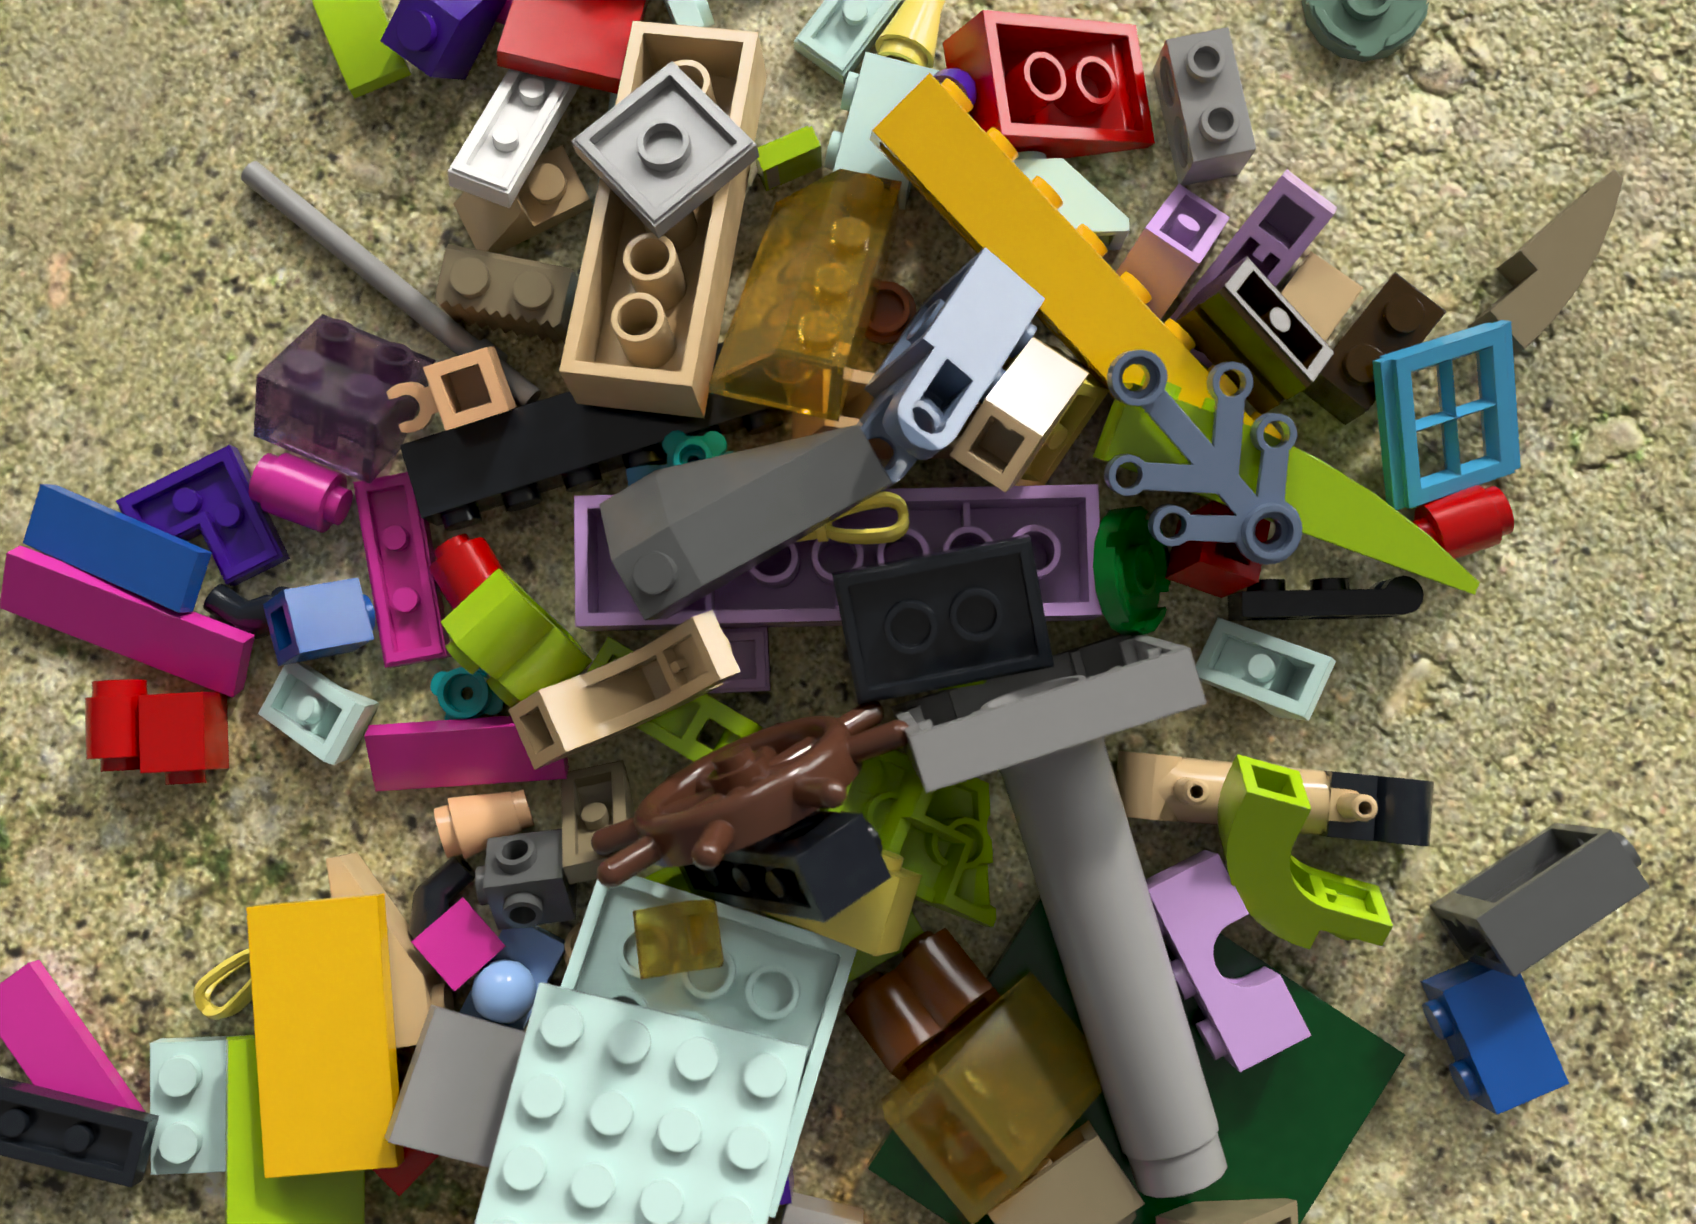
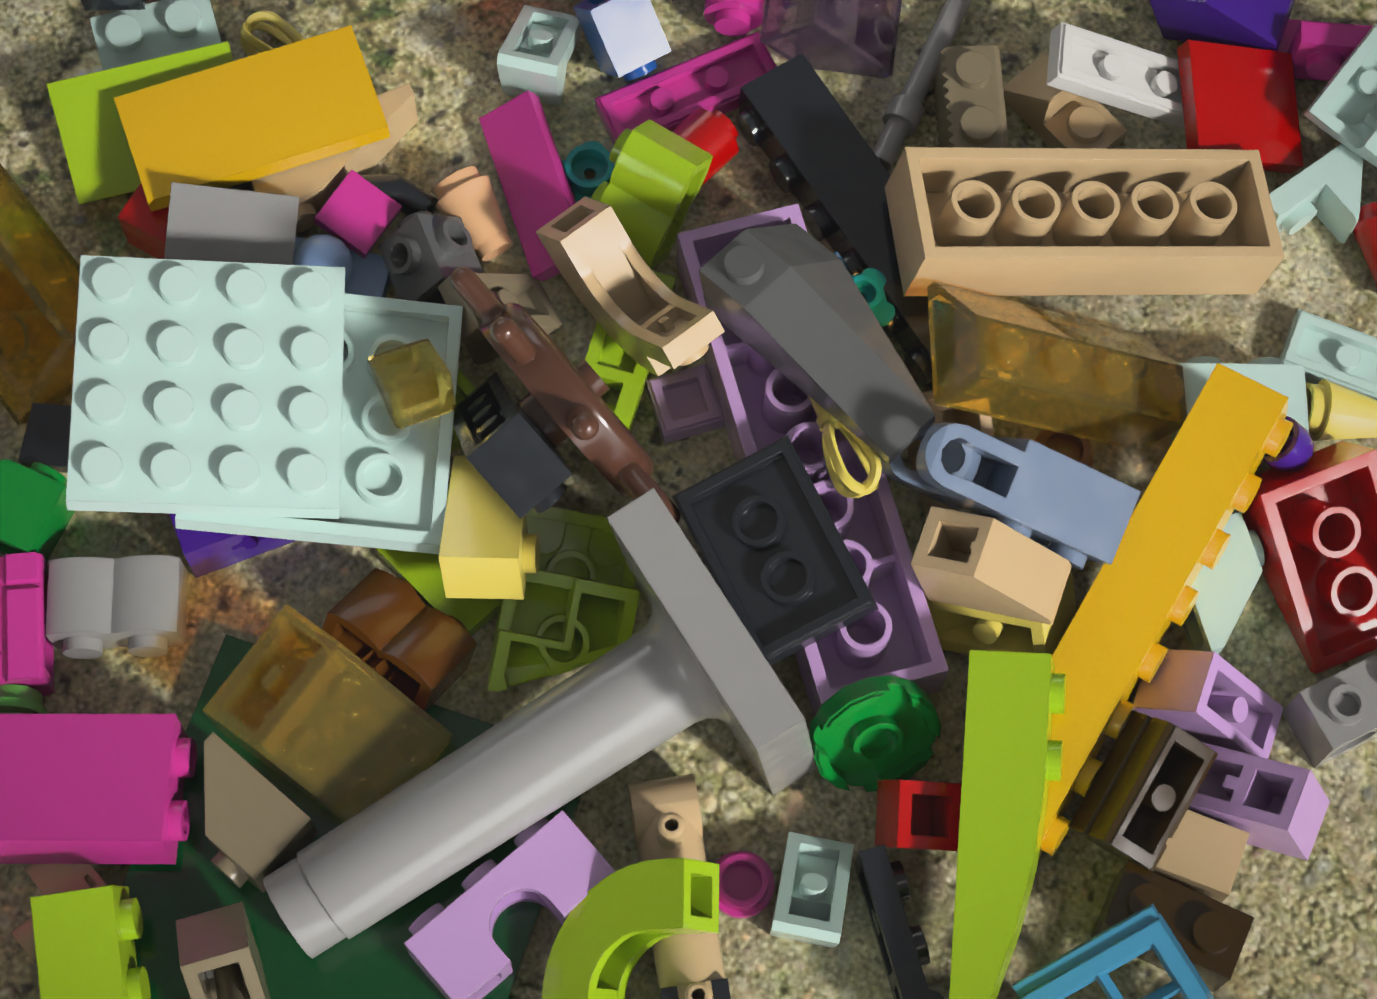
camera: 70 degrees right, 15 degrees down
(460, 390) = (867, 87): light nougat brick -> none
(665, 149) = (1141, 195): tile -> none
(789, 157) = (1180, 326): lime tile -> none
(1213, 465) = (993, 747): sand blue plant -> none
(1228, 730) = (744, 884): none -> dark pink plate

